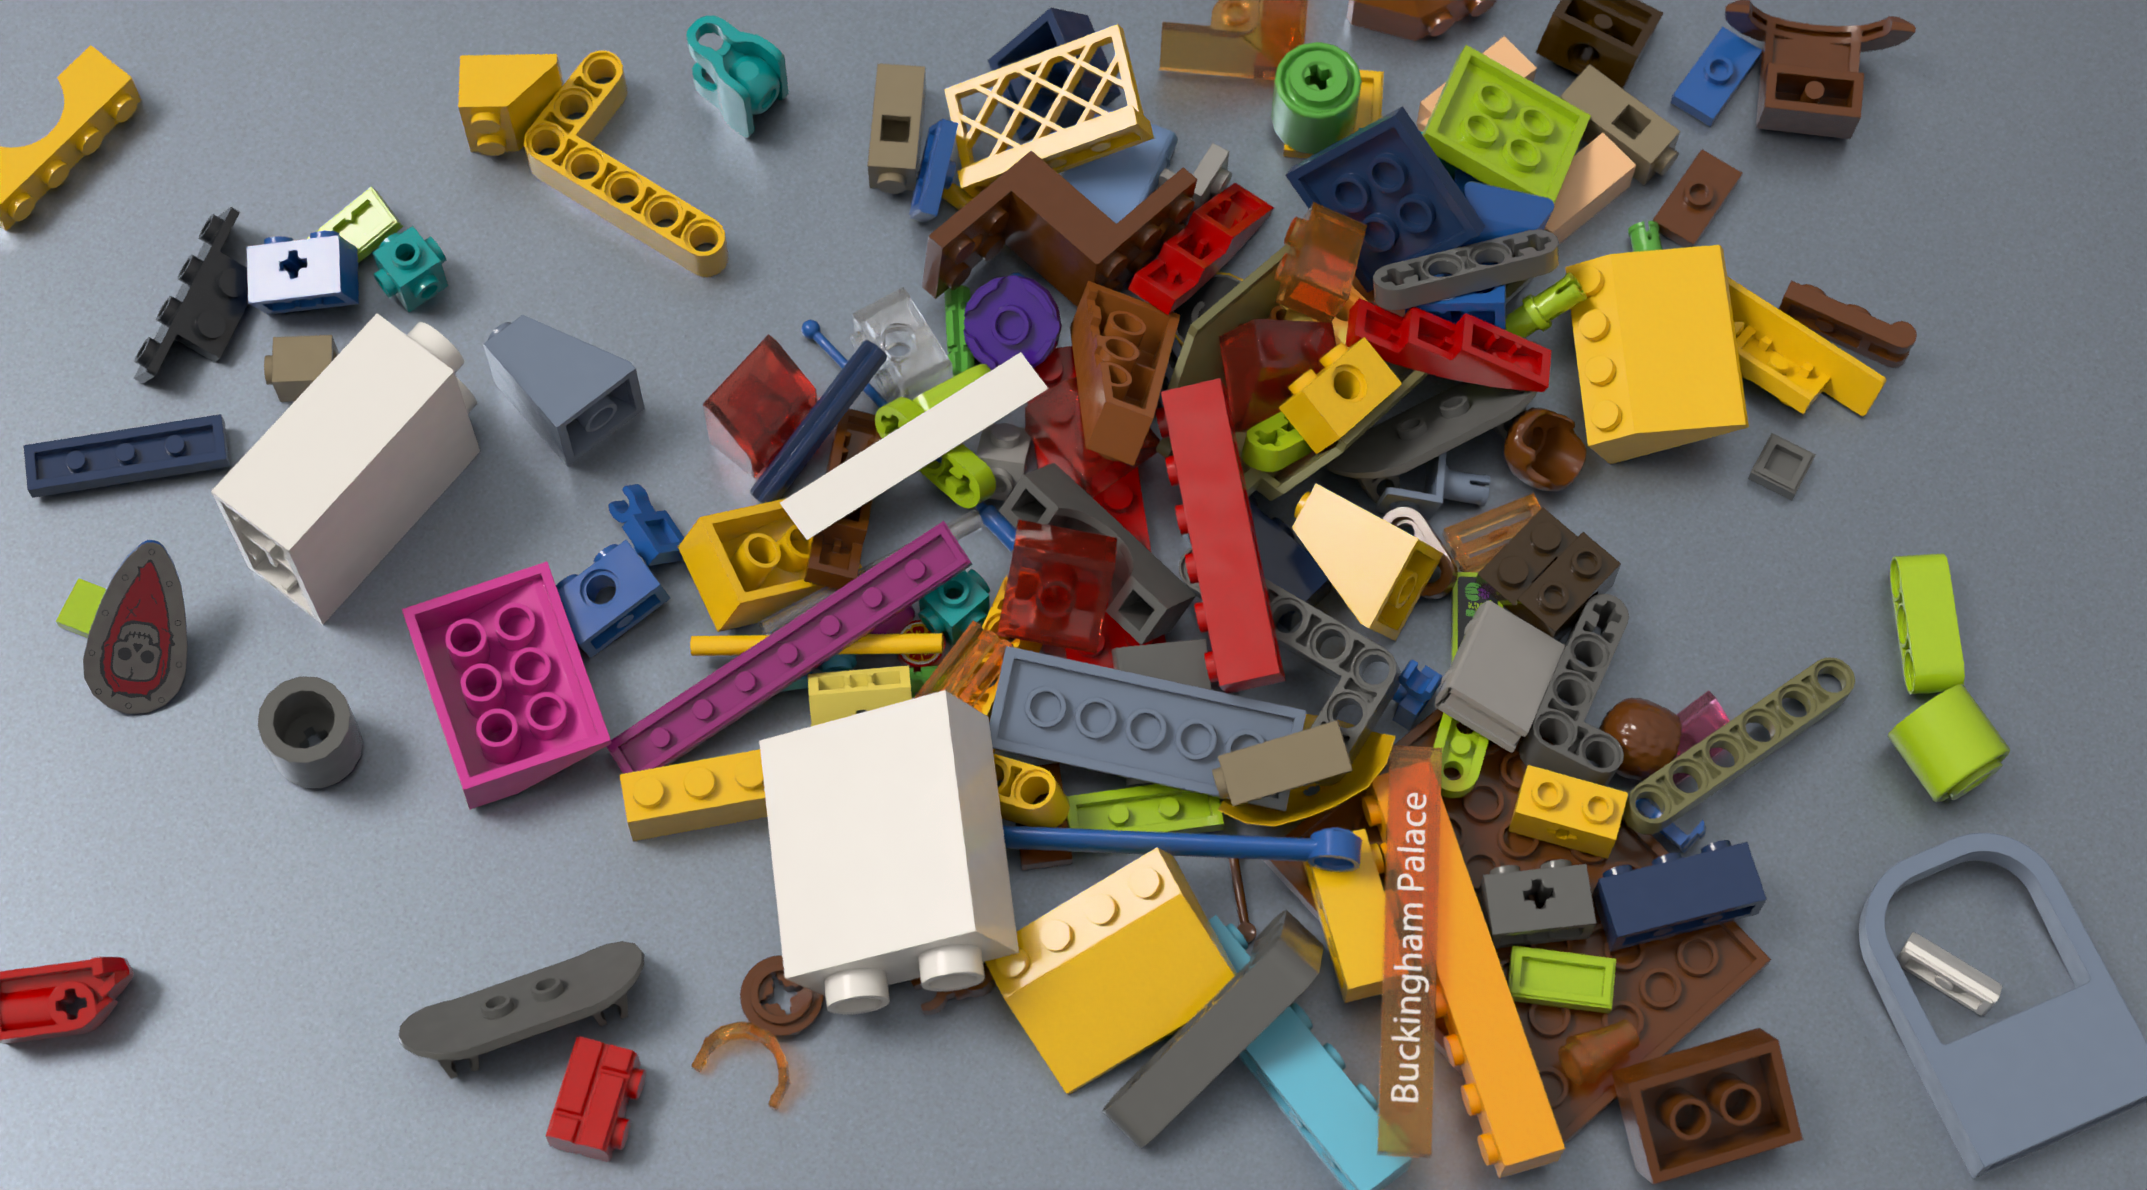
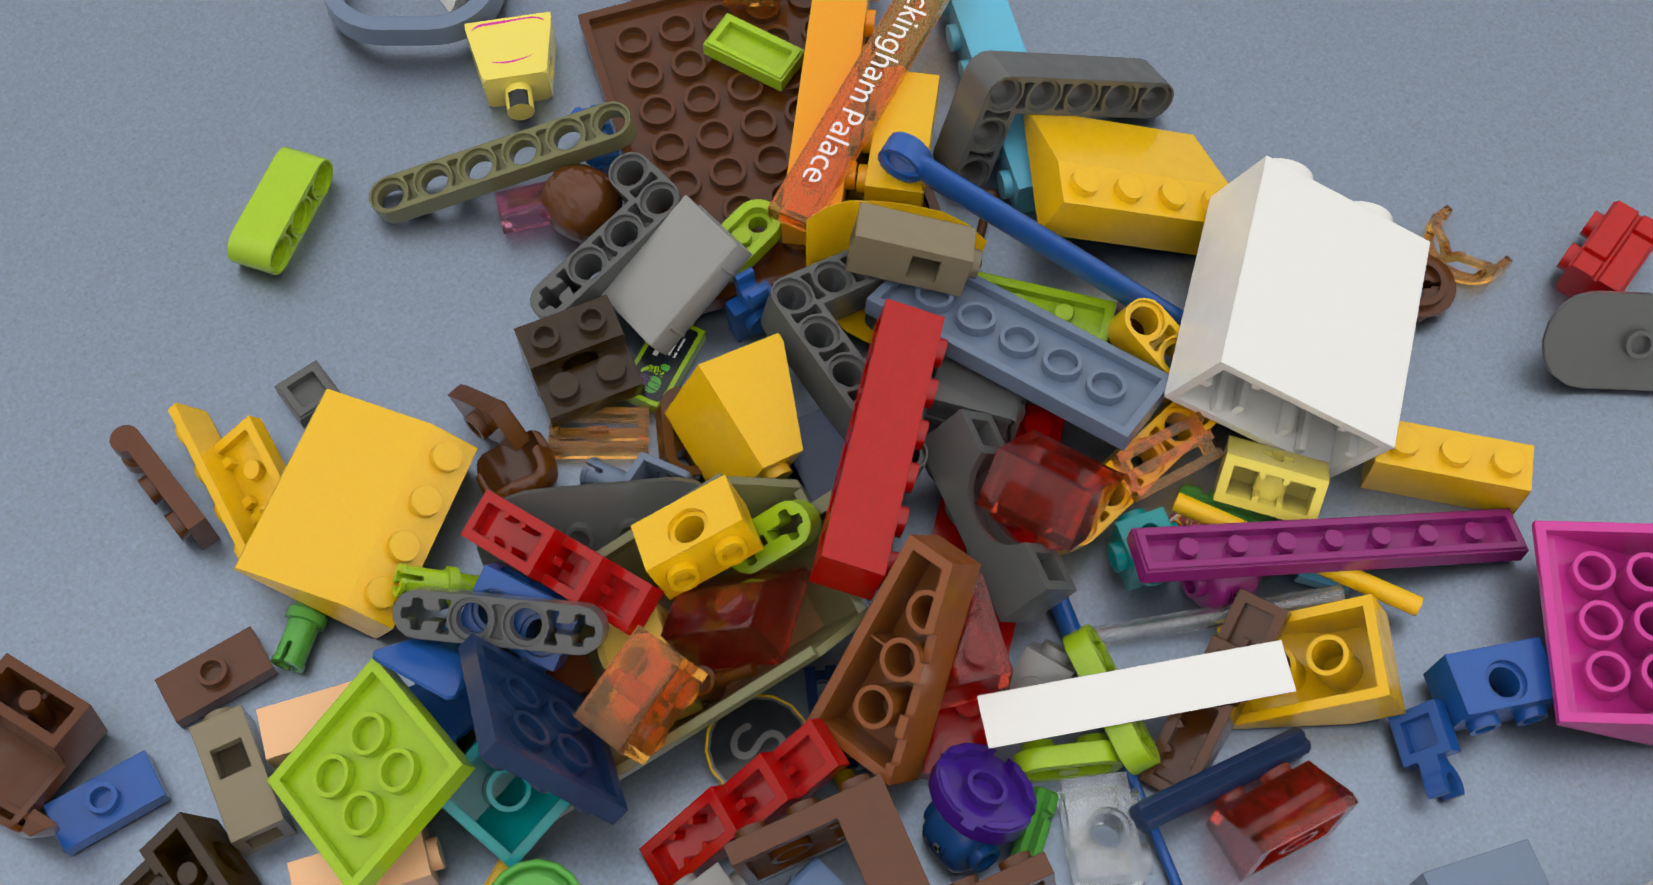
camera: 155 degrees left, 5 degrees down
(1517, 922) = (746, 97): dark grey brick -> none
(1568, 811) = (682, 150): yellow brick -> none
(1596, 478) = (489, 417): none -> reddish brown plate
(1678, 894) = (626, 63): dark blue brick -> none
(1804, 878) = (515, 61): none -> light yellow torso
(1950, 744) = (332, 101): lime piece -> none

